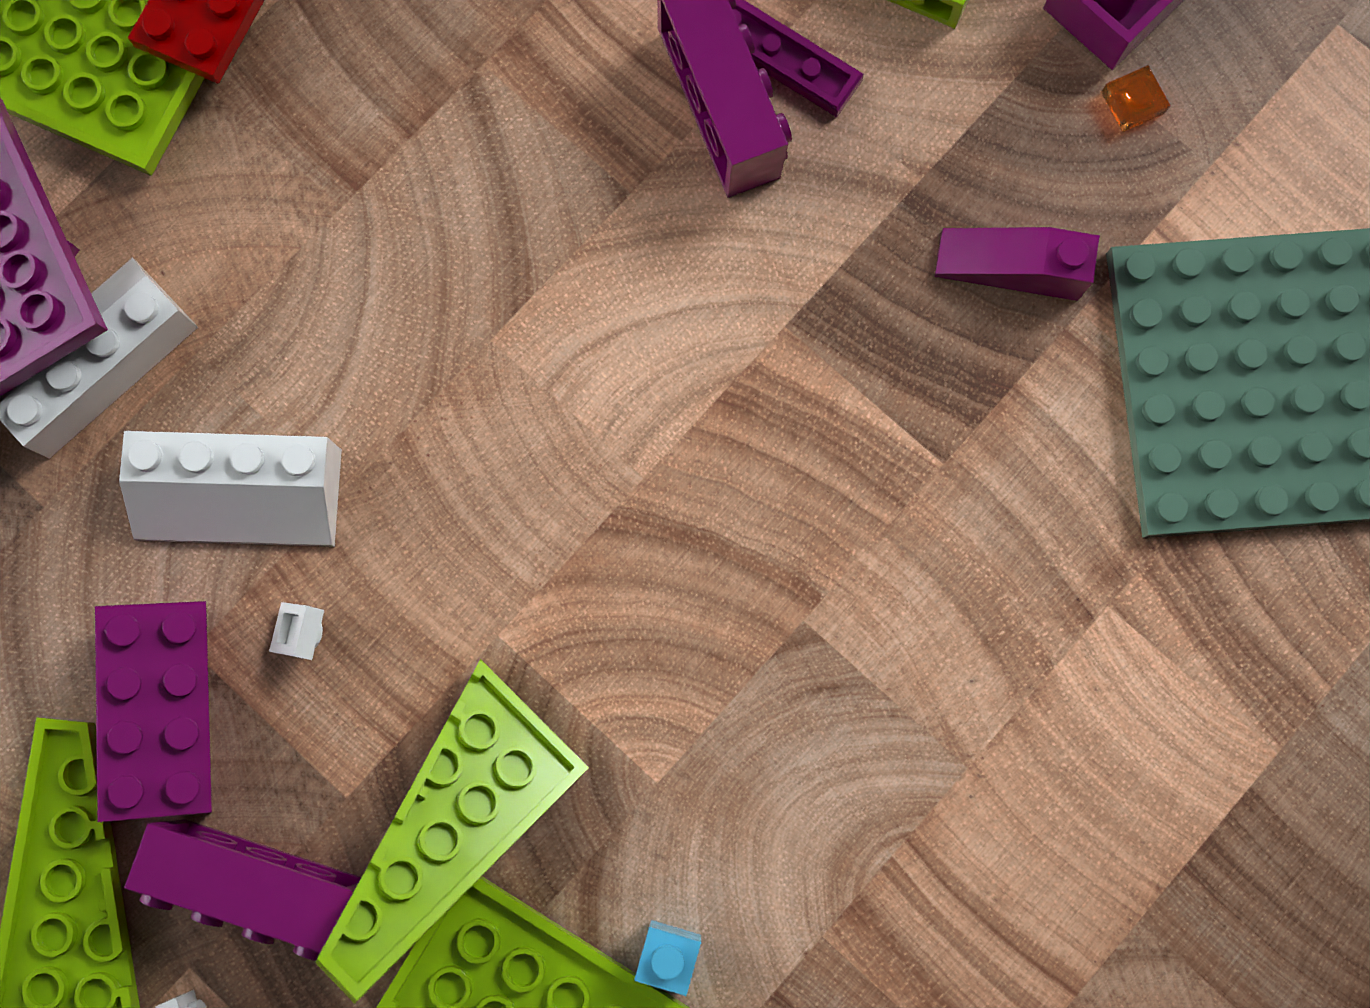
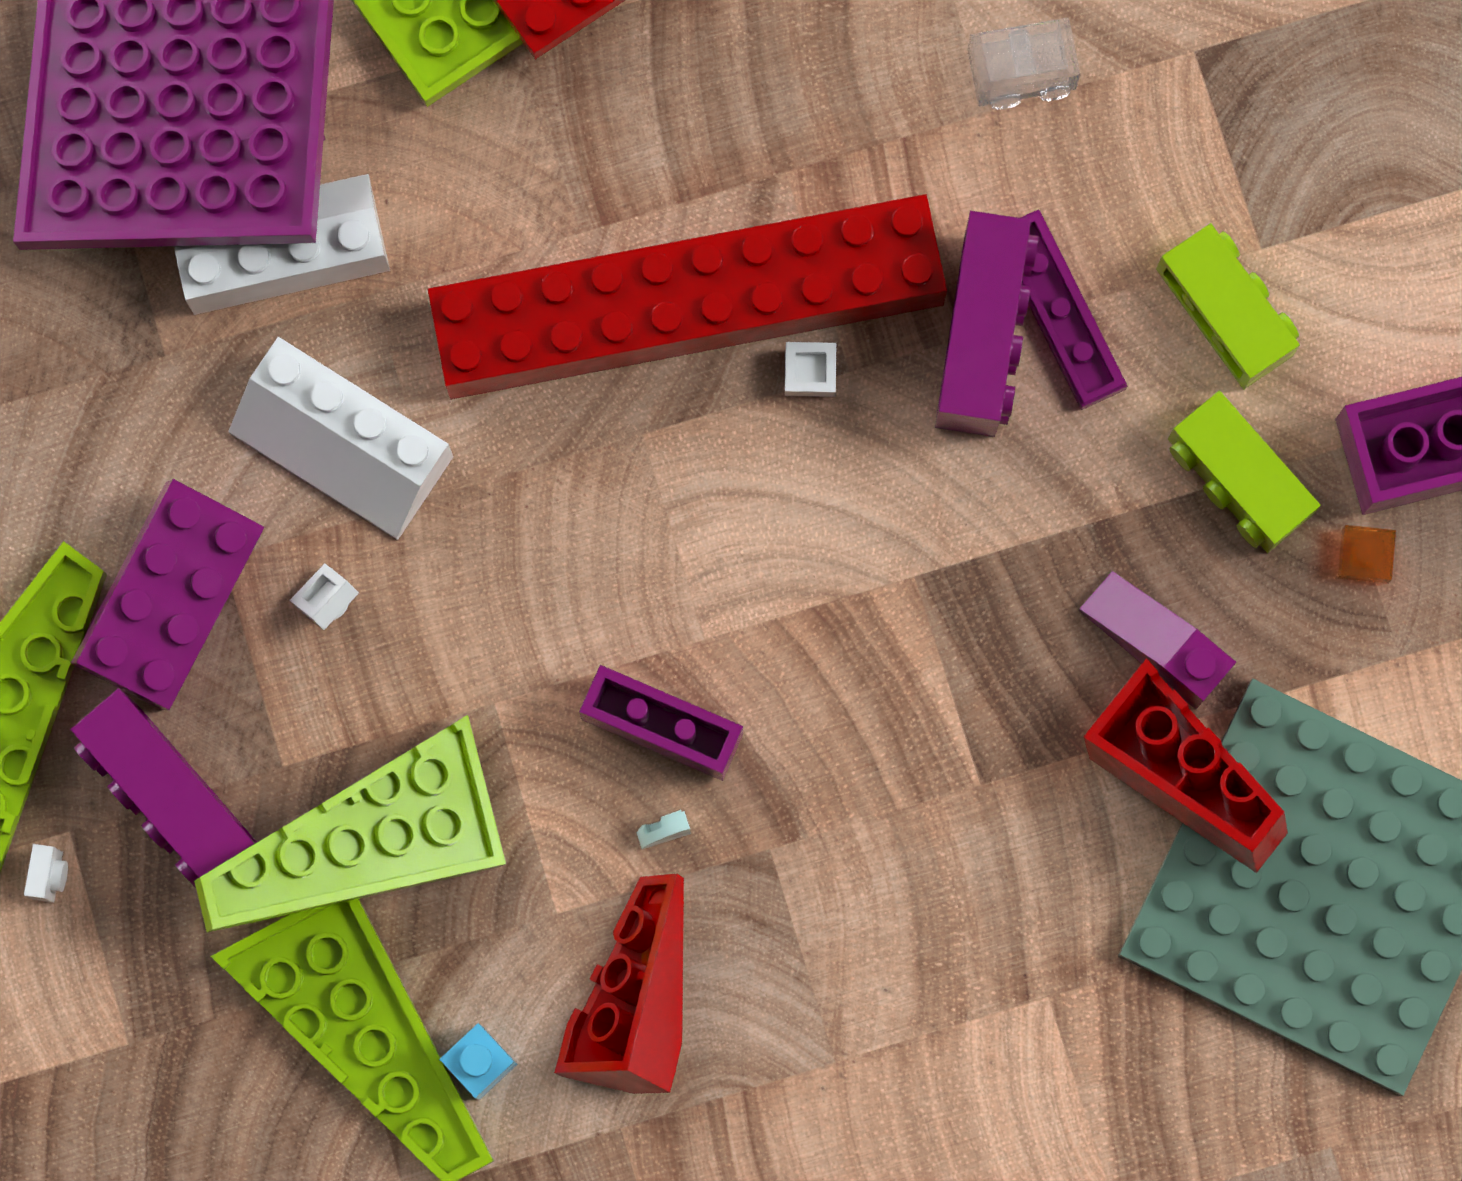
camera: 30 degrees right, 0 degrees up
(458, 204) = (687, 296): none -> red brick
(598, 205) = (810, 369): none -> white plate
(651, 567) = (661, 722): none -> magenta brick
(706, 658) = (668, 828): none -> light aqua tile
(775, 830) = (635, 1012): none -> red wedge
(1001, 88) = (1242, 473): none -> lime brick
(1116, 347) = (1182, 767): none -> red wedge

